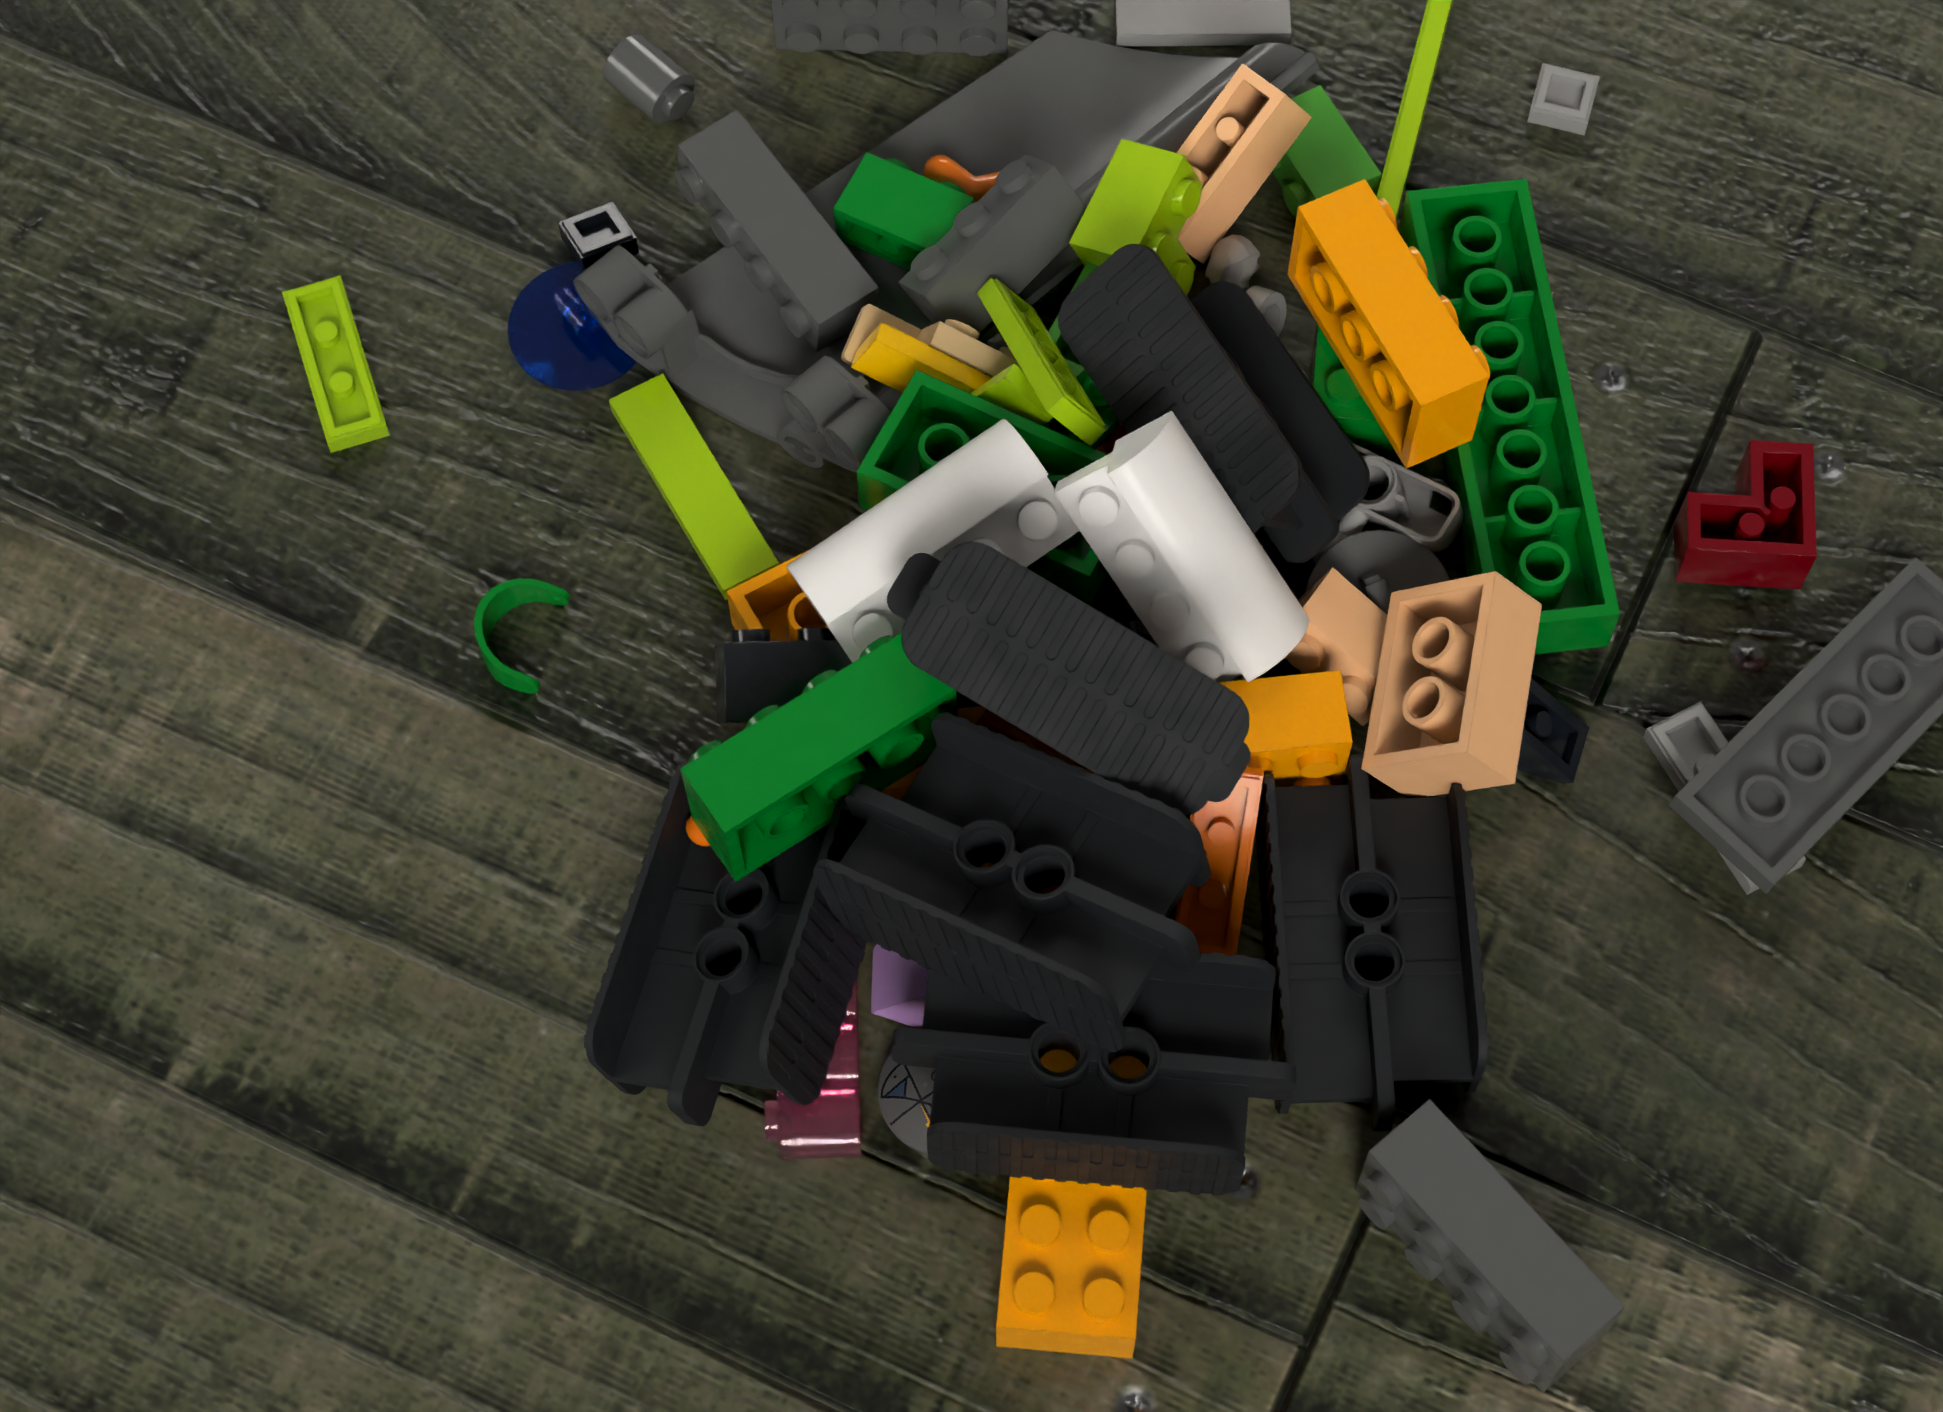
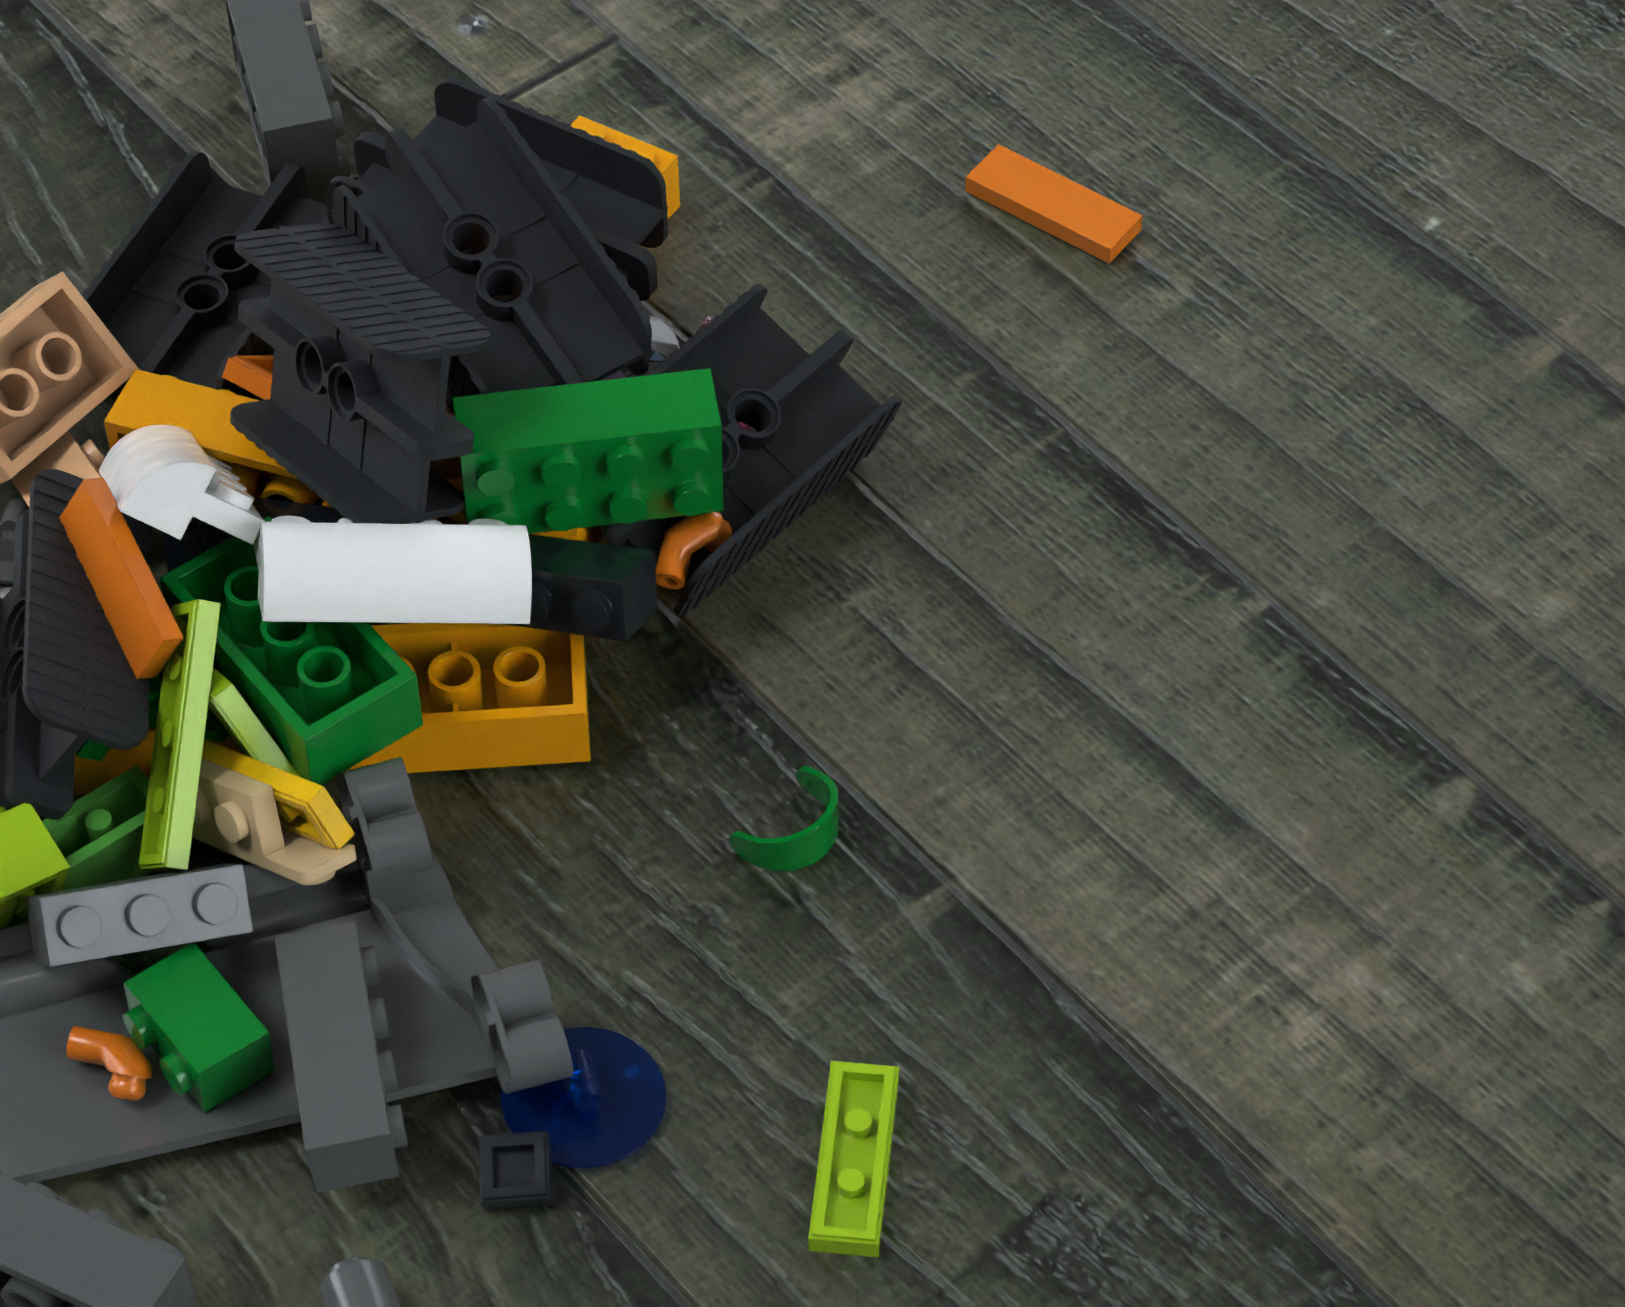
camera: 155 degrees left, 15 degrees down
(692, 483) = (558, 890): lime tile -> none
(1148, 408) = (121, 578): none -> orange tile

